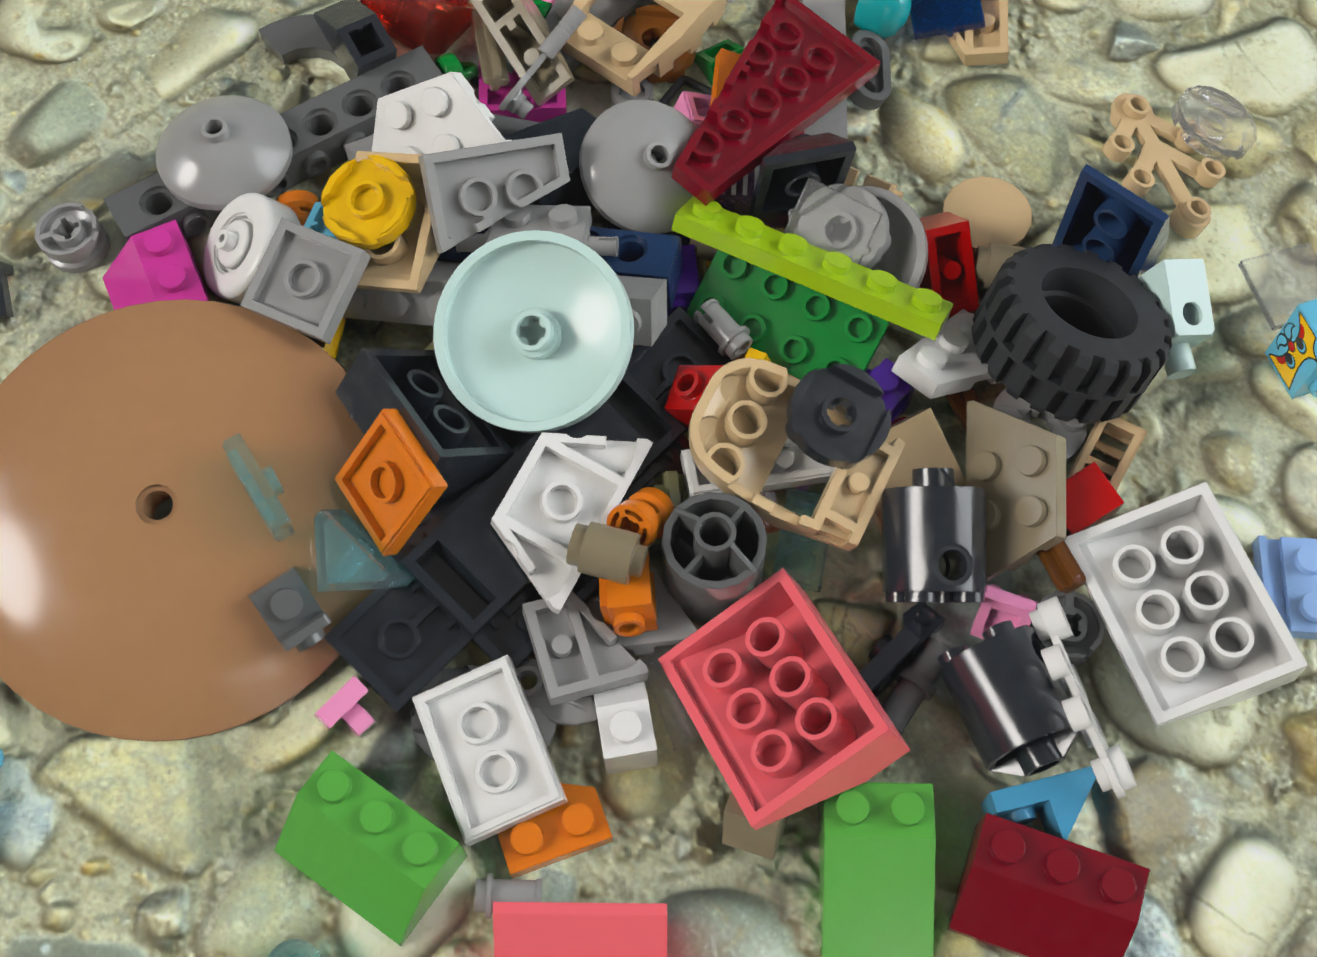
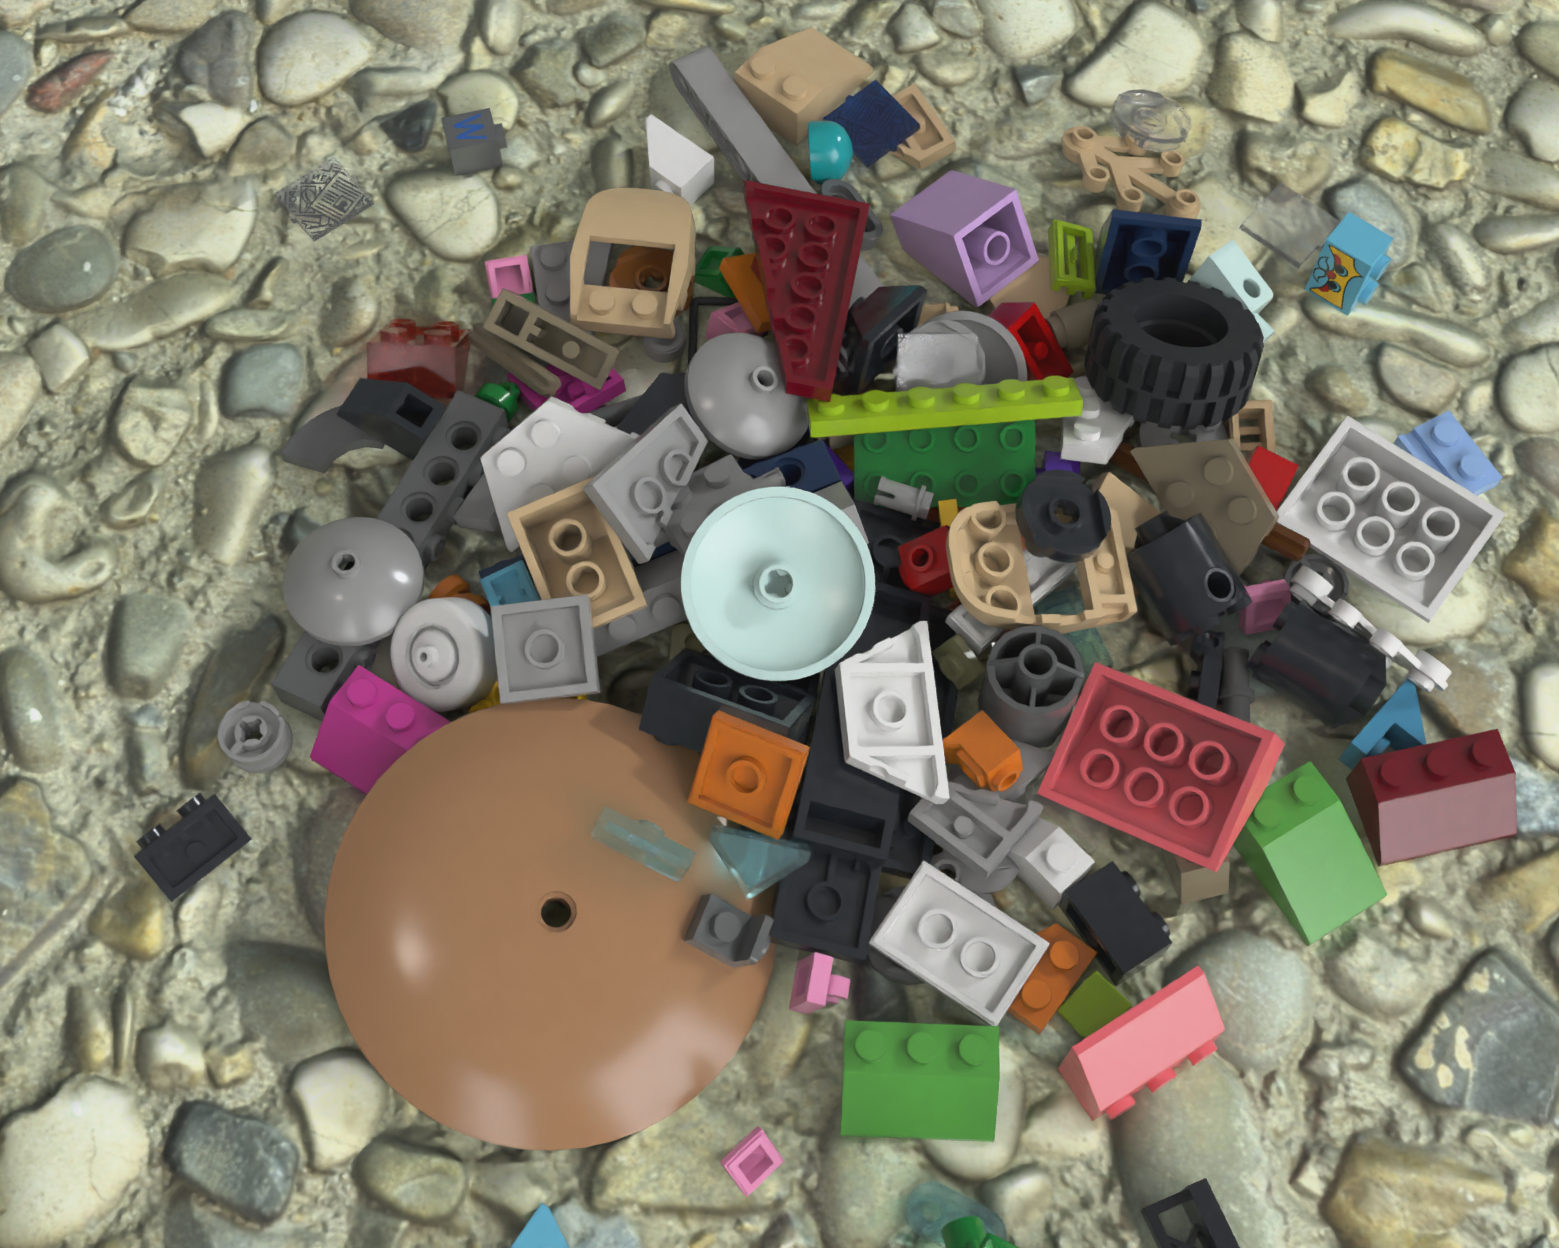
camera: 35 degrees left, 0 degrees up
(180, 823) = (751, 1161): none -> bright pink slope
(368, 202) = (553, 551): yellow tile -> none
(504, 890) = (1050, 1048): light grey pin -> none
(516, 100) = (579, 395): light grey piece -> none
(572, 879) = (1093, 1005): none -> lime slope
(606, 552) = (961, 728): dark tan brick -> none
(643, 514) = (960, 688): orange wheel -> none
(646, 820) = (1116, 922): none -> black brick
(959, 138) = (967, 234): none -> lavender slope
(1030, 227) = (1066, 273): none -> lime tile

